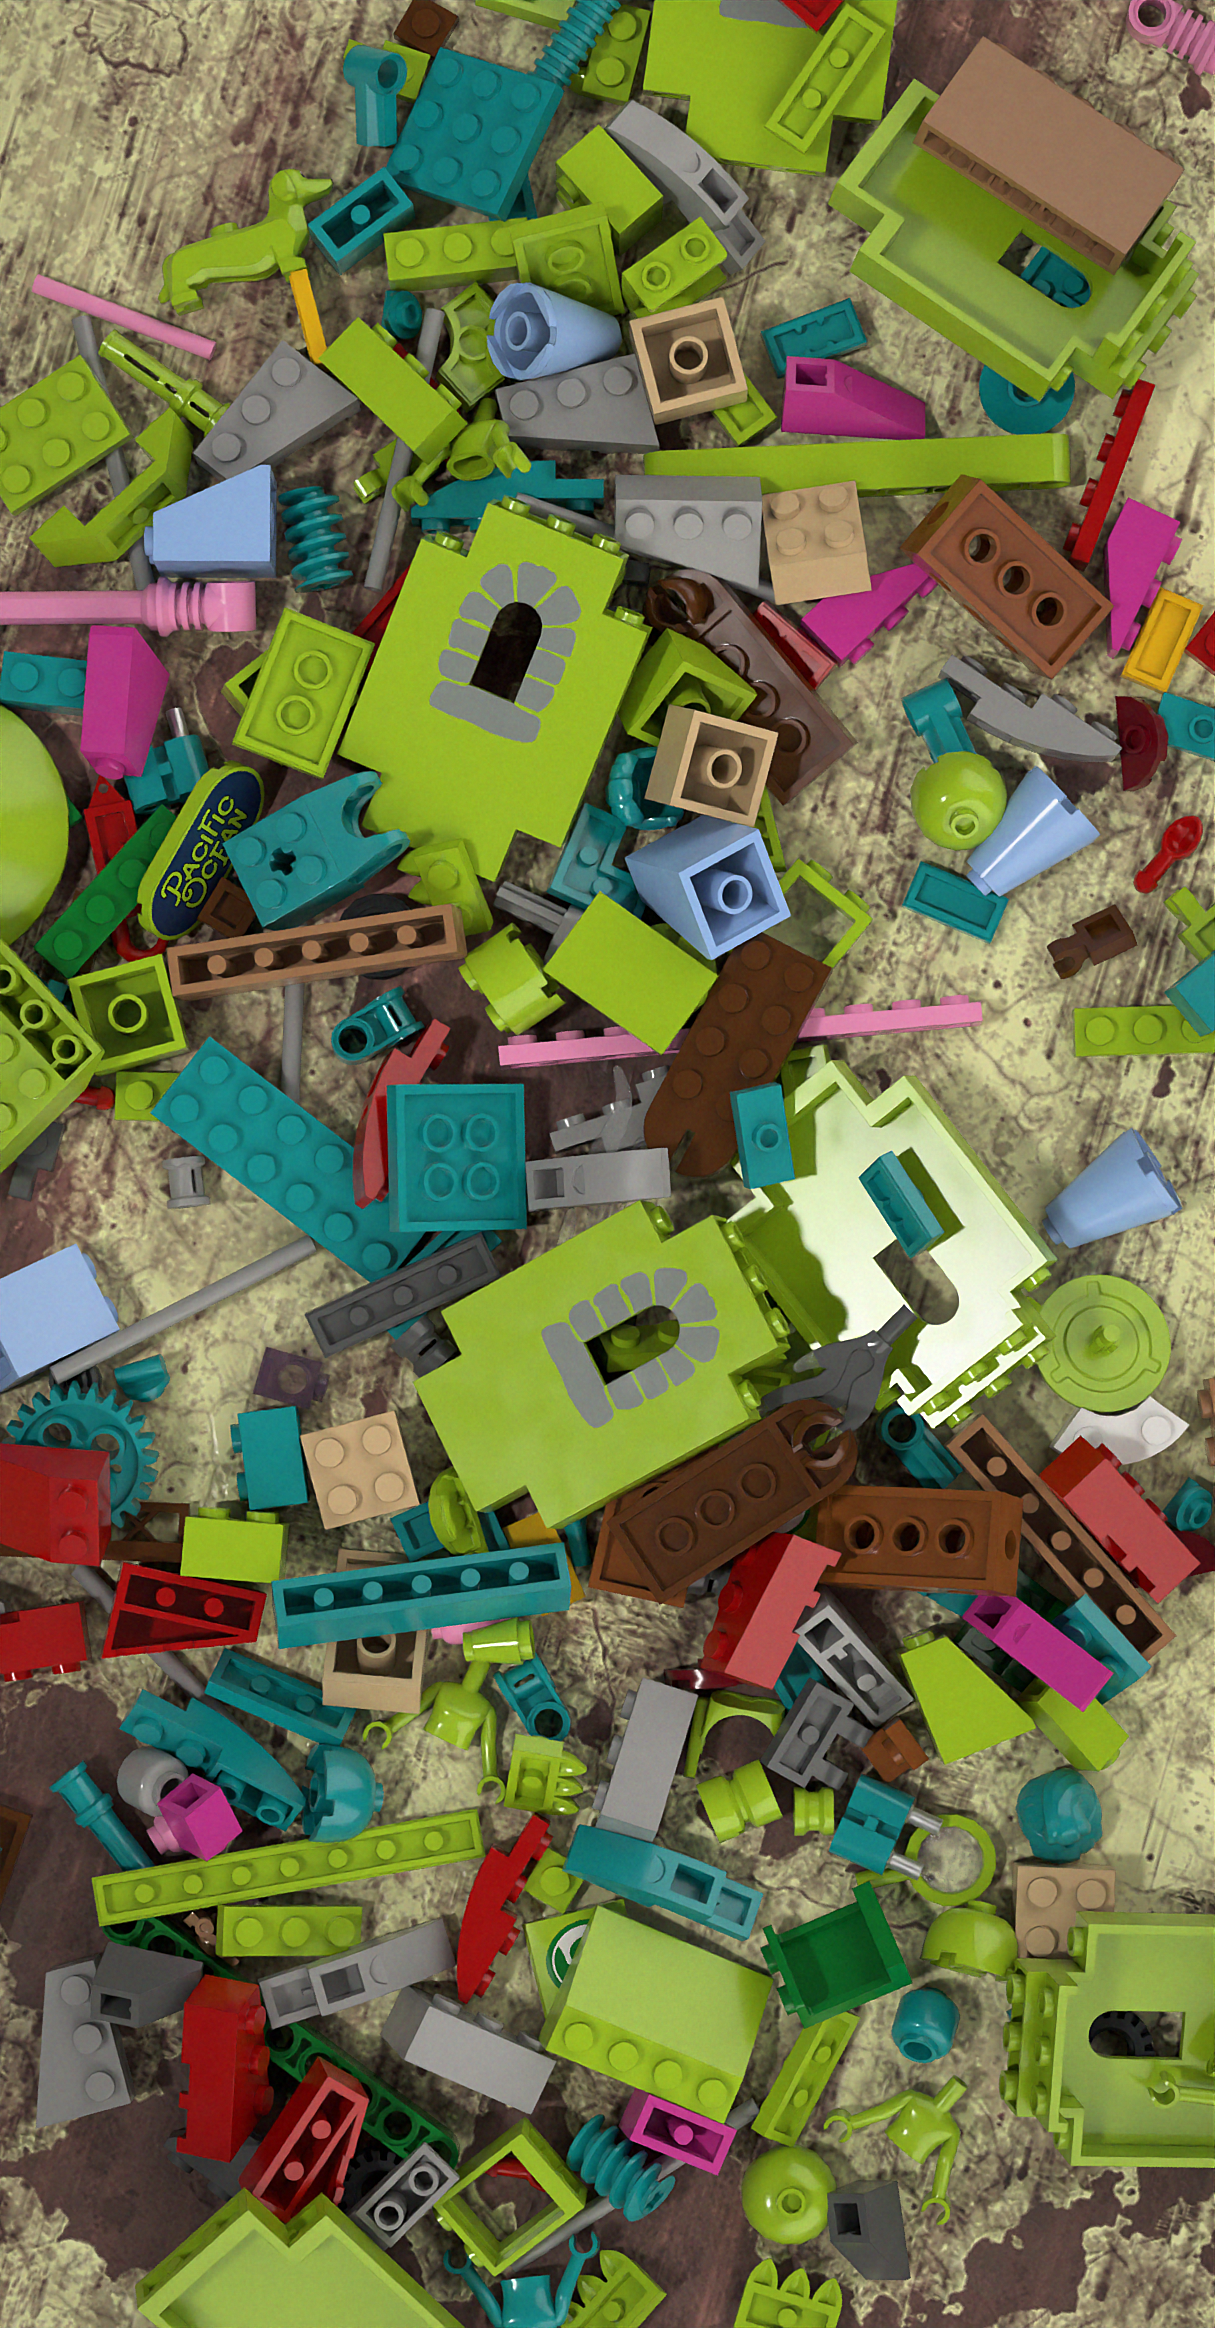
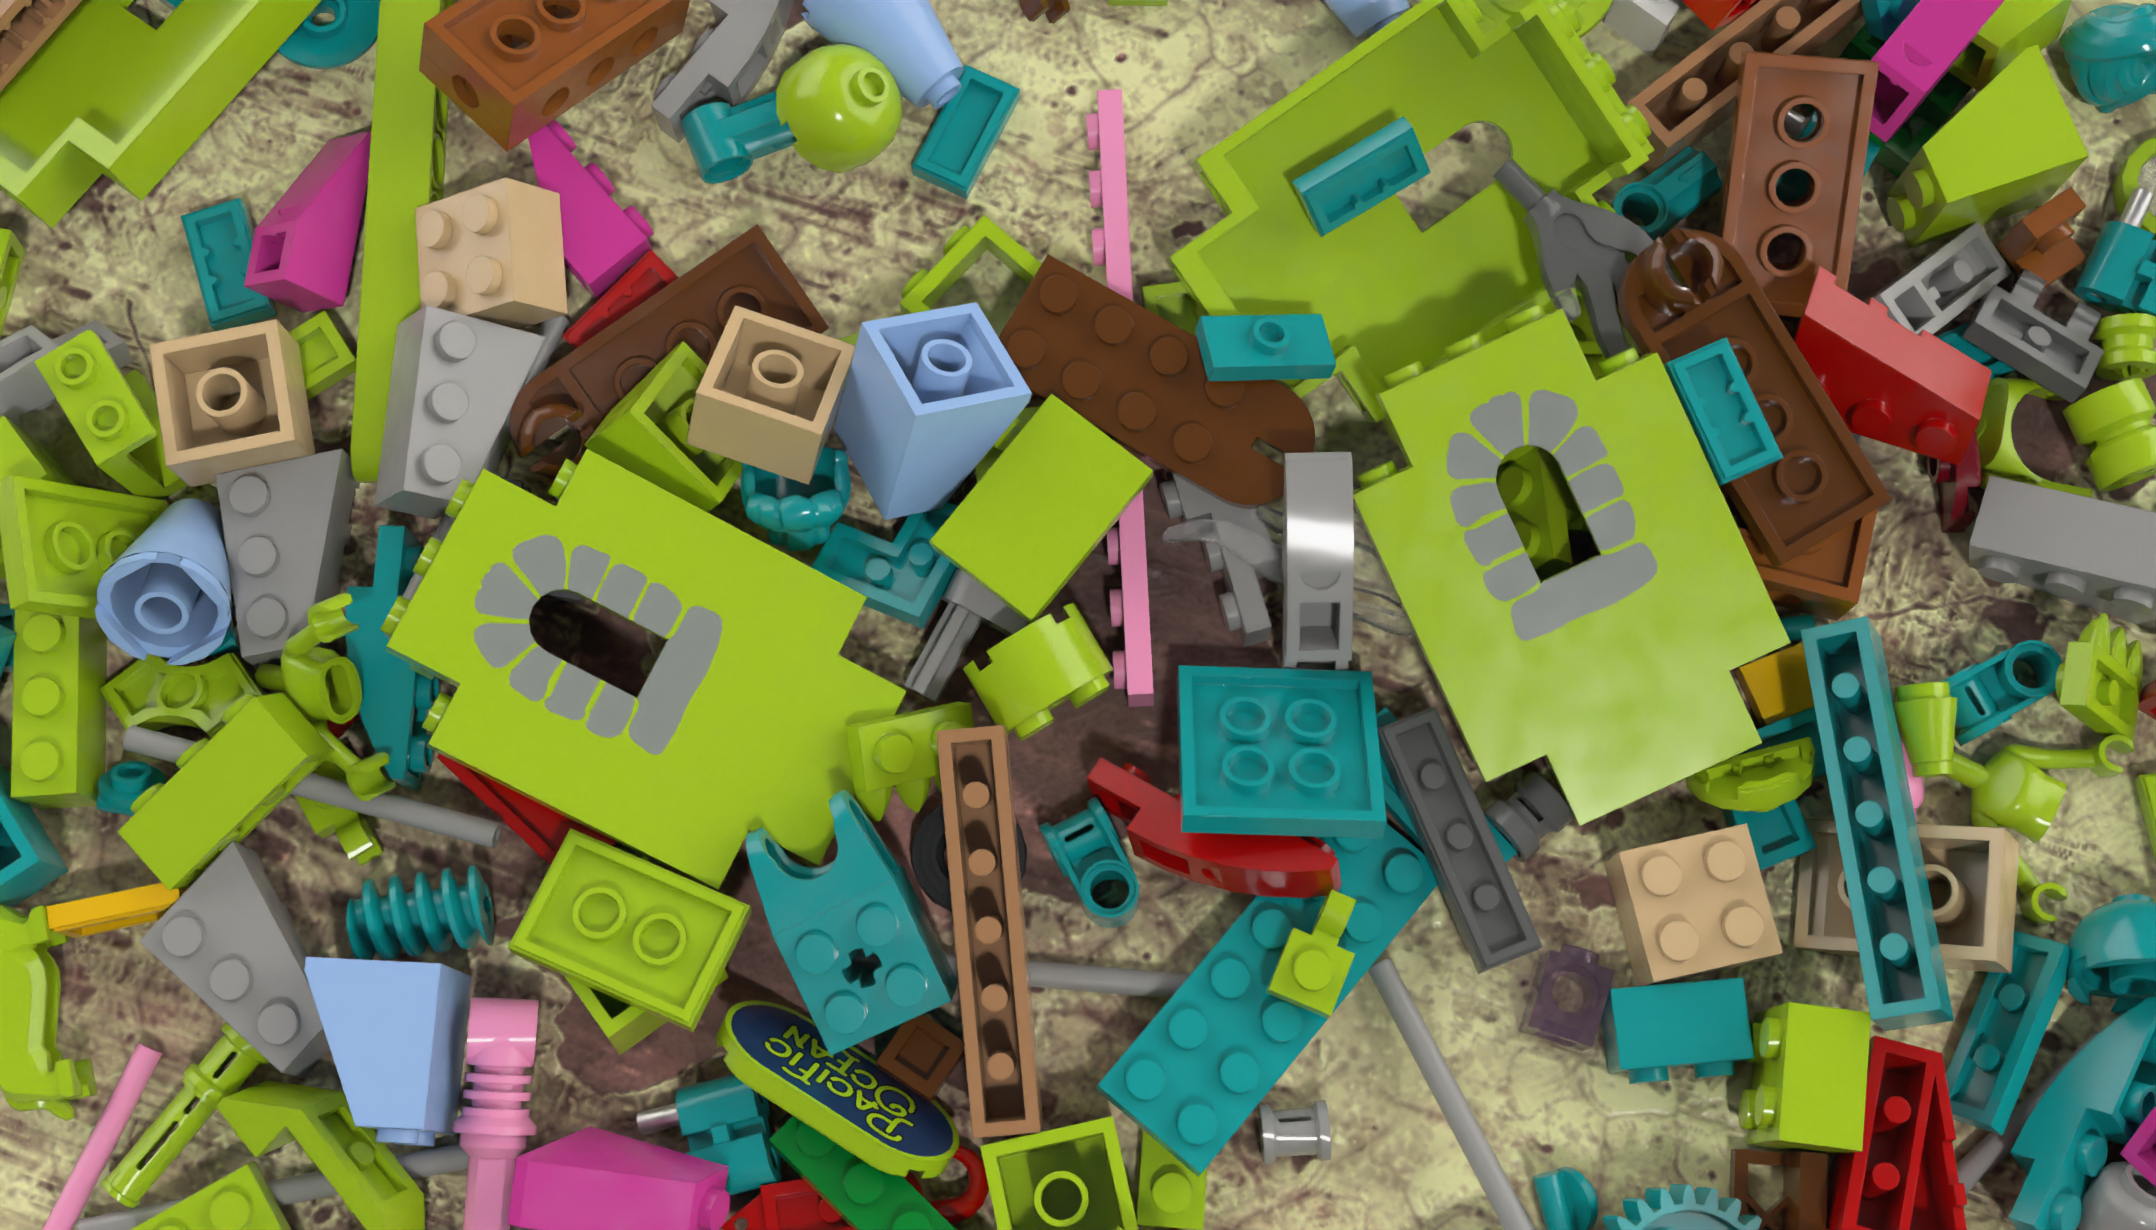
camera: 85 degrees left, 10 degrees down
(301, 1188) = (1312, 964): none -> lime plate
(712, 1471) = (1723, 411): none -> teal plate

